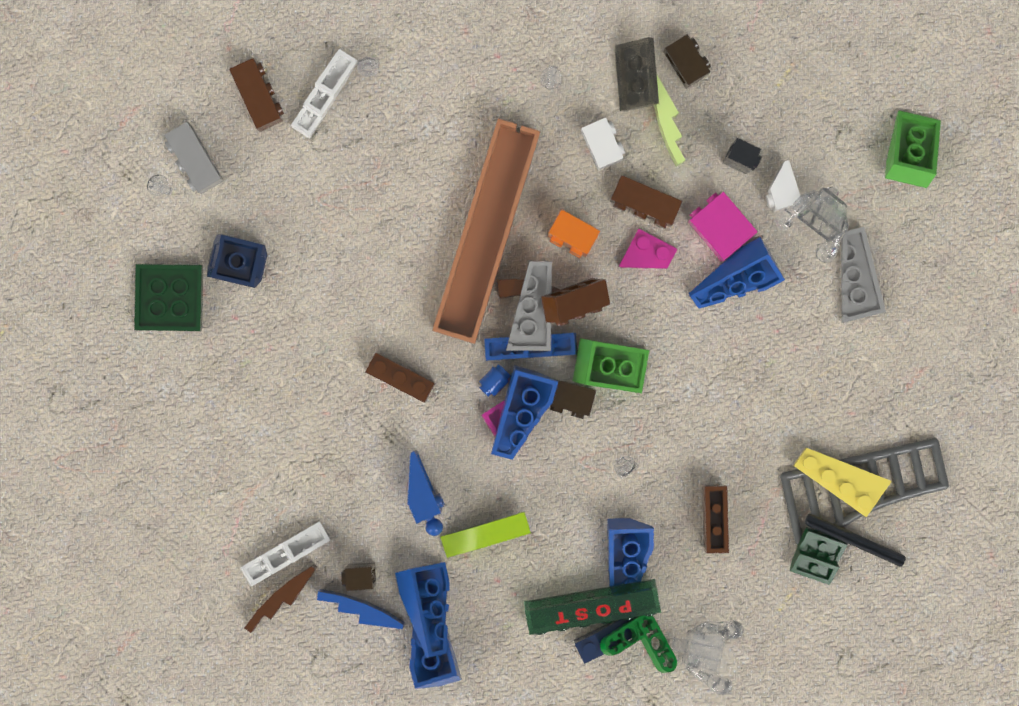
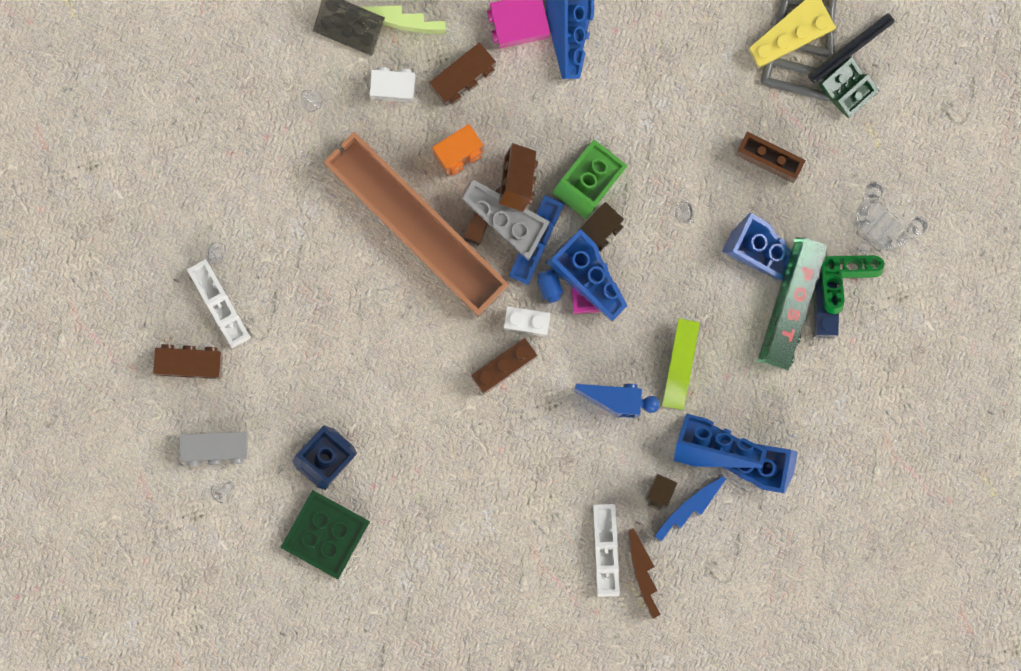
camera: 65 degrees left, 5 degrees down
(451, 377) = (527, 321): none -> white brick
(647, 252) = (508, 96): dark pink wing -> none

